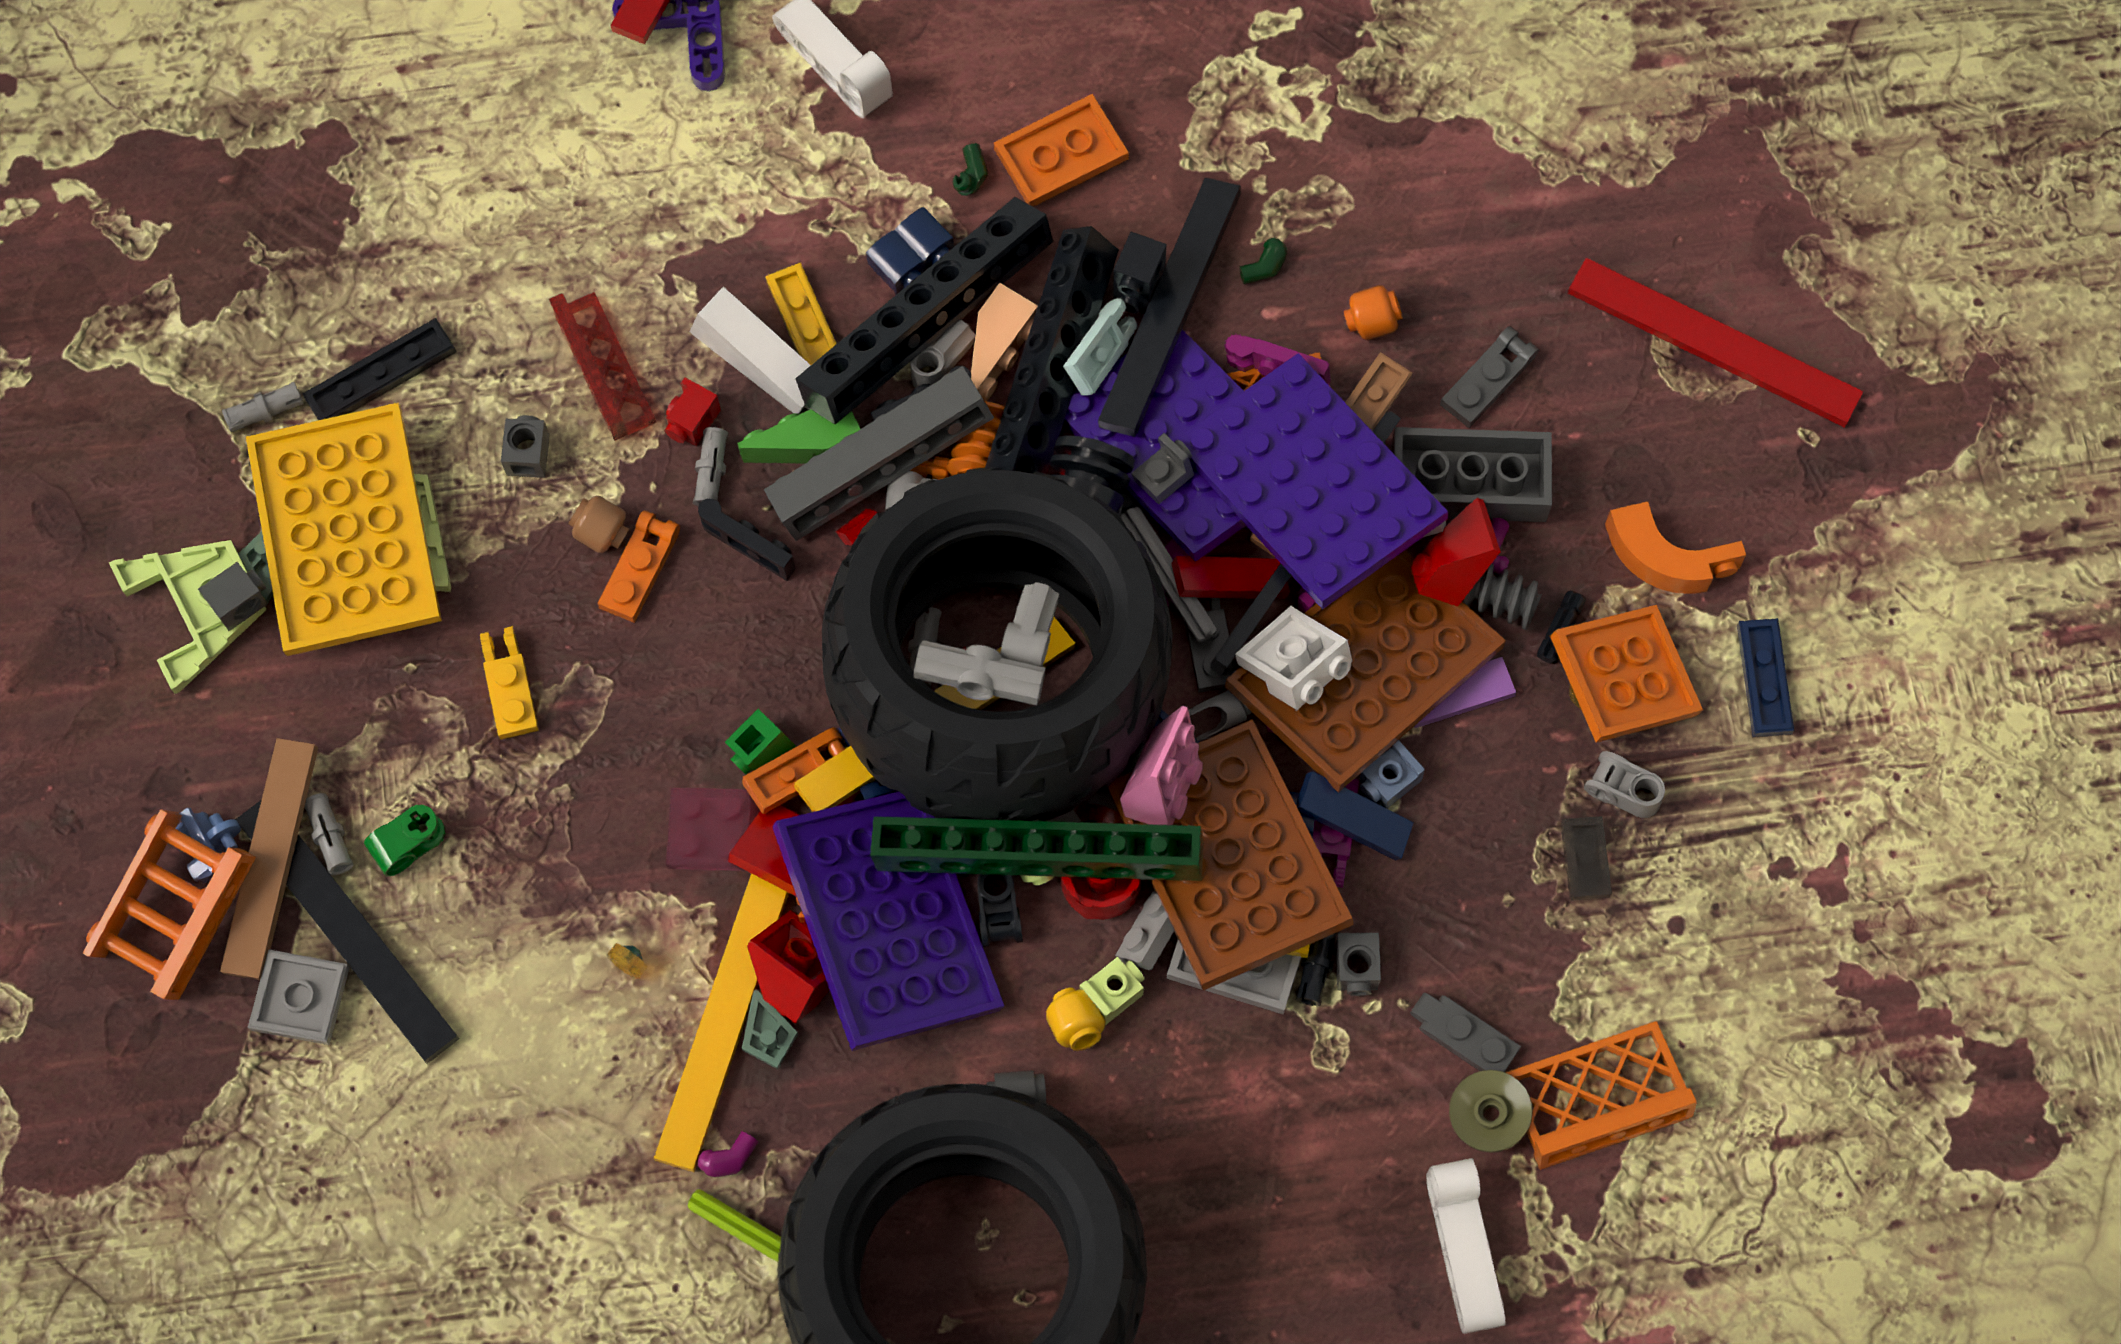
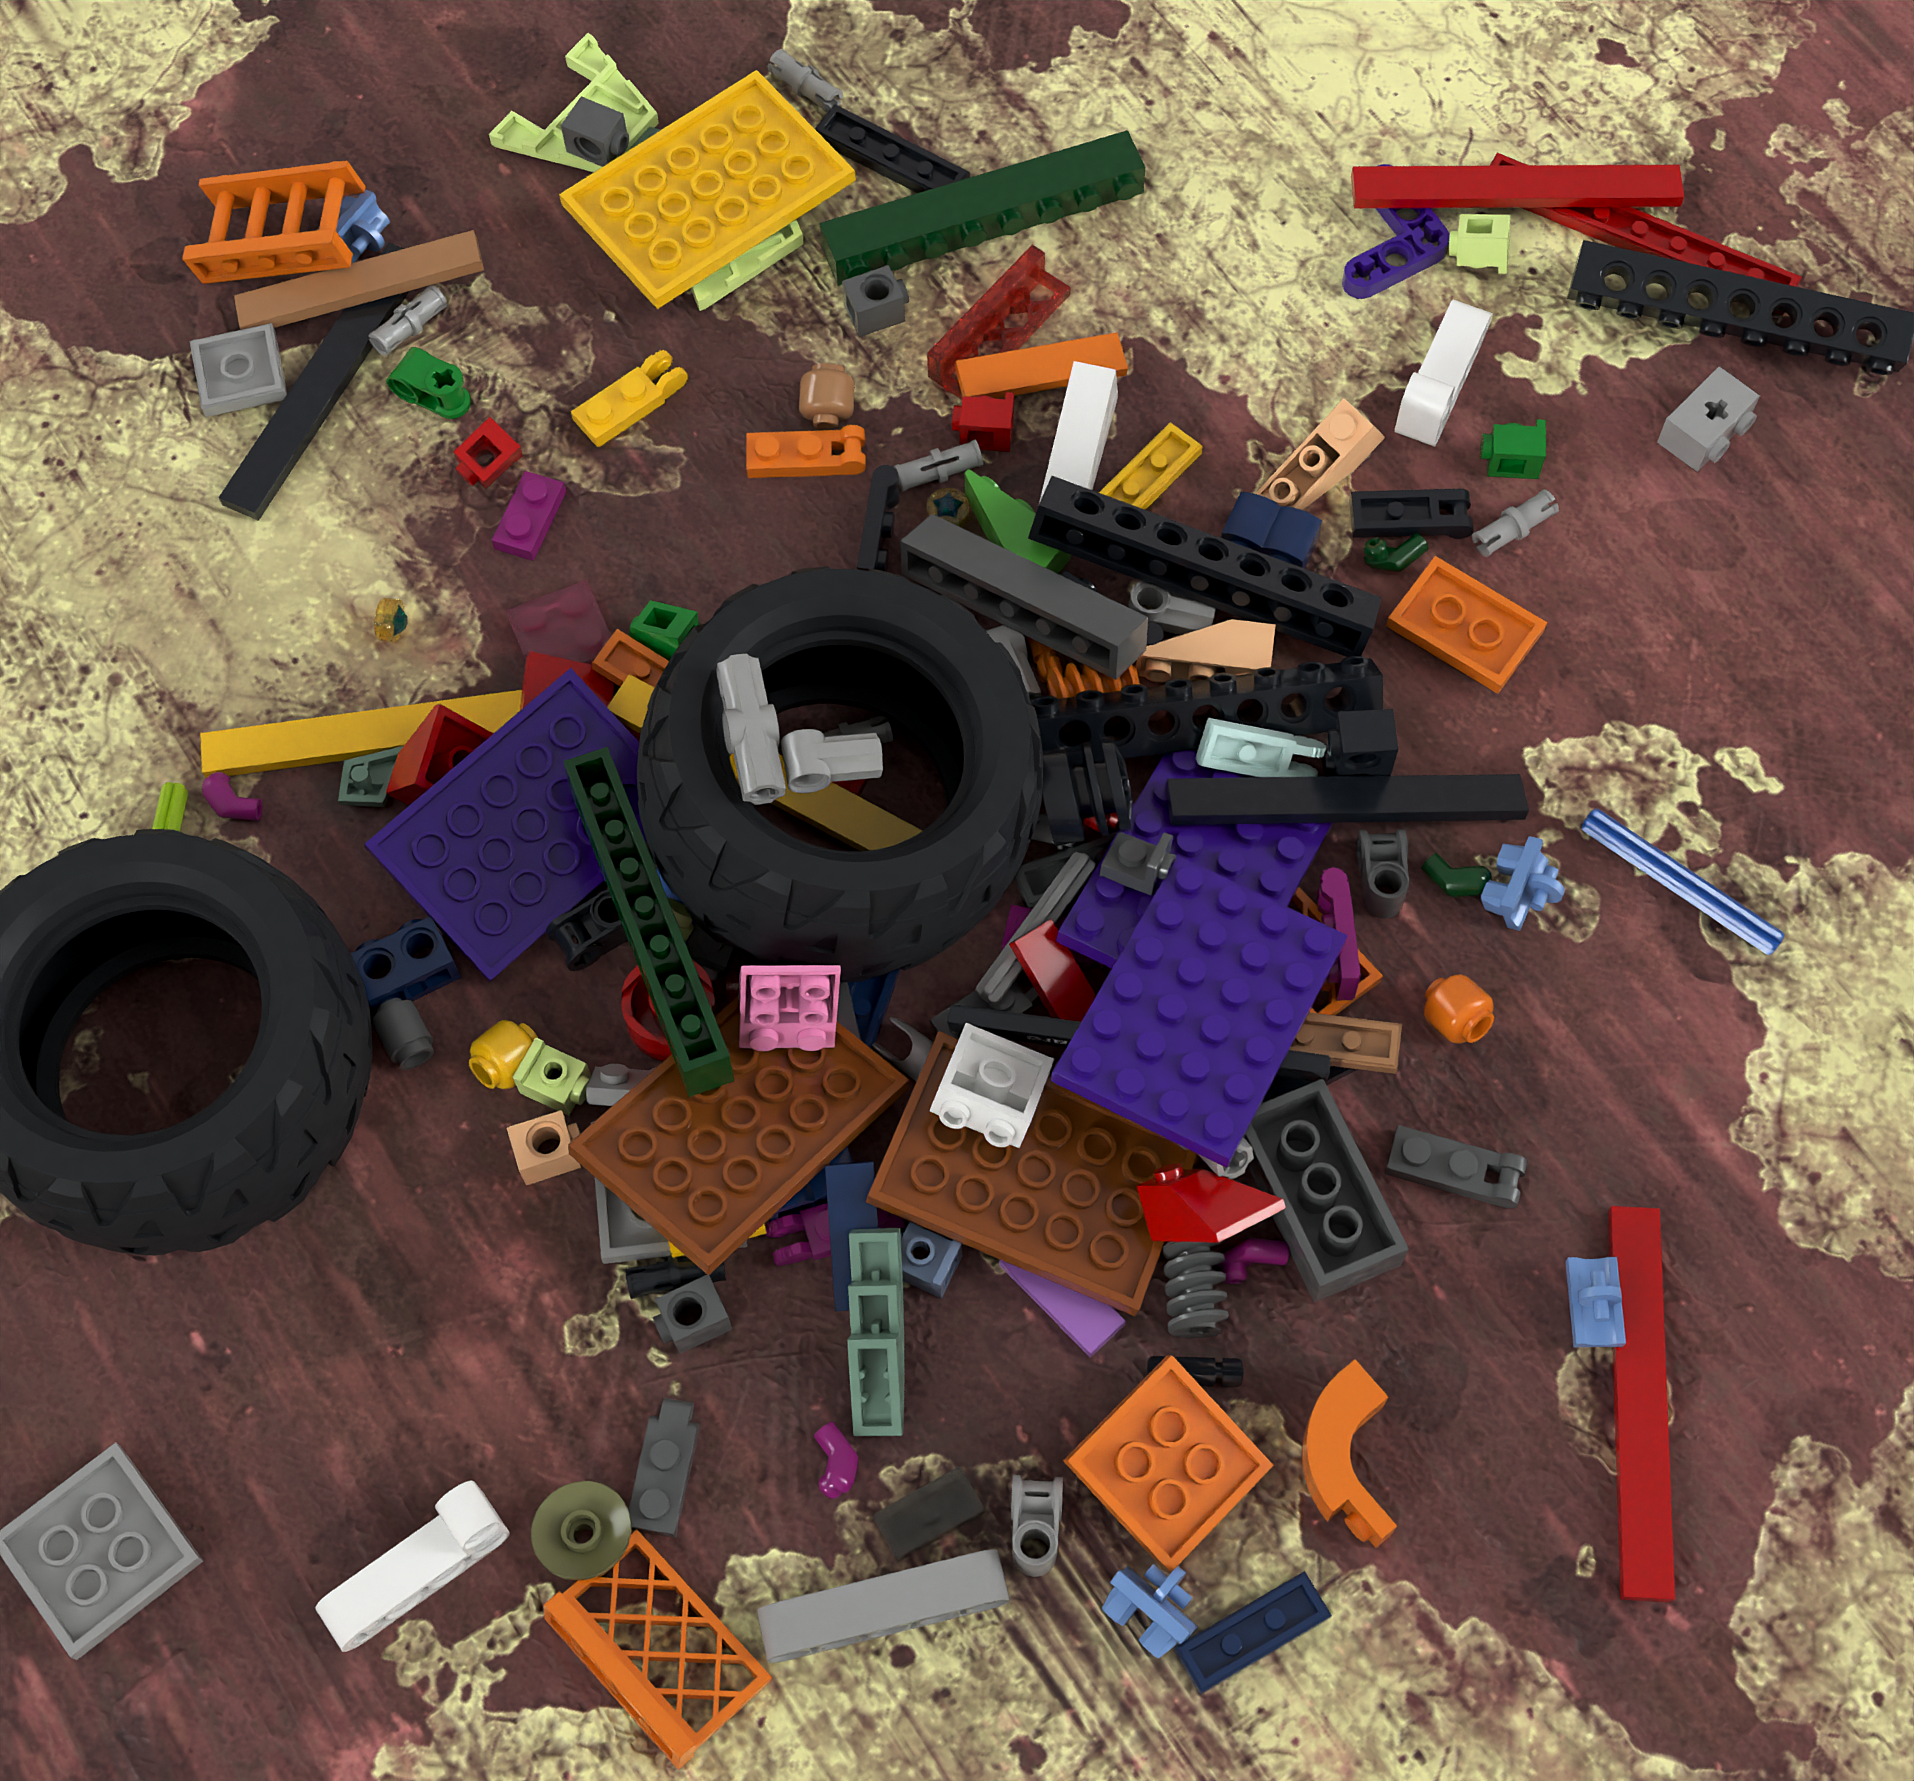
camera: 65 degrees right, 5 degrees down
(481, 324) = (984, 207): none -> dark green brick
(508, 805) = (486, 439): none -> red brick
(579, 811) = (529, 515): none -> magenta plate
(661, 349) = (1037, 367): none -> orange tile
(752, 479) = (949, 505): none -> clear yellow tile
(864, 184) = (1323, 458): none -> light nougat slope
(930, 40) = (1514, 450): none -> green brick
(943, 143) = (1410, 512): none -> black plate
(967, 1067) = (408, 976): none -> dark blue brick
(992, 73) = (1515, 523): none -> light grey pin
(1169, 1035) = (528, 1137): none -> light nougat brick
(1230, 303) = (1383, 863): none -> dark grey piece
(1281, 210) = (1530, 886): none -> medium blue hips
(1343, 113) = (1683, 881): none -> axle
(1435, 832) = (876, 1332): none -> sand green slope
(1516, 902) = (841, 1464): none -> magenta arm
(1637, 333) = (1595, 1302): none -> medium blue hips
(1640, 919) = (882, 1606): none -> light grey beam
(1706, 742) = (1168, 1623): none -> medium blue hips

